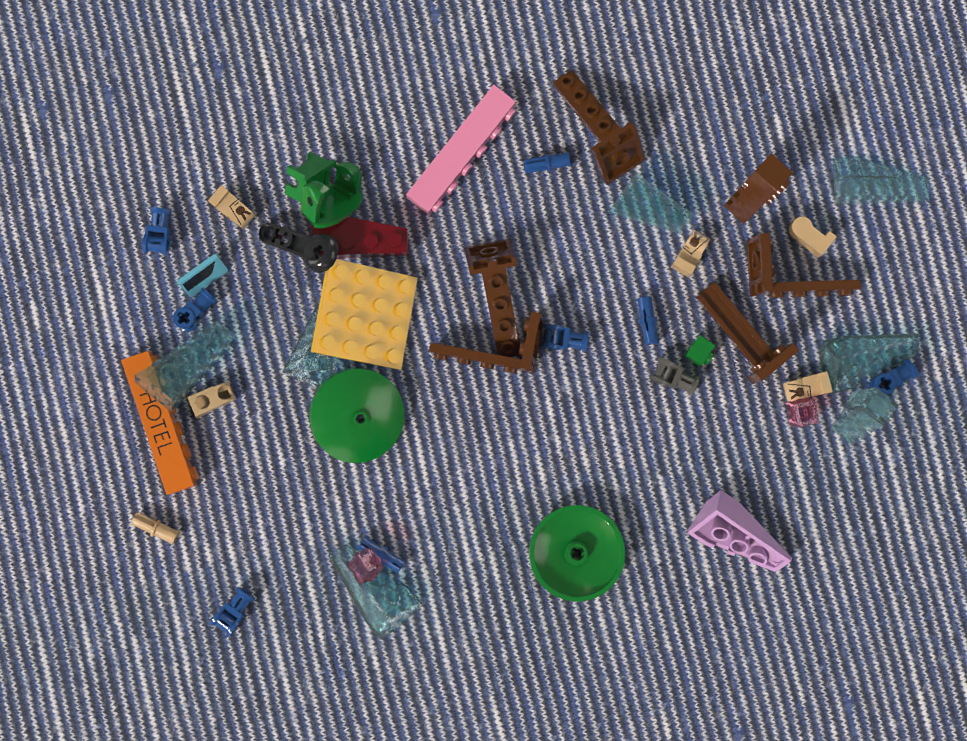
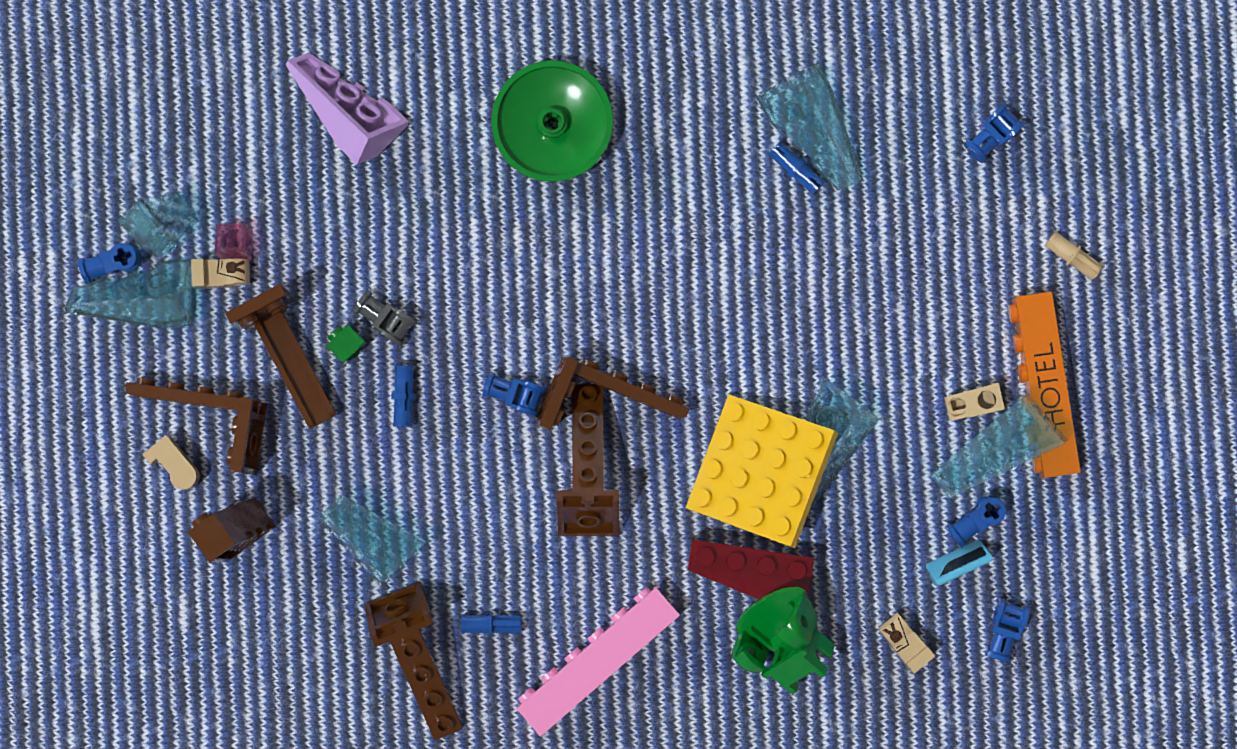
camera: 170 degrees left, 0 degrees up
(303, 246) = (823, 571): black beam -> none
(342, 400) = (802, 369): green dish -> none
(365, 566) = (818, 155): clear pink plate -> none
(690, 253) = (331, 471): tan leg -> none
(870, 182) = (82, 519): clear light blue wedge -> none

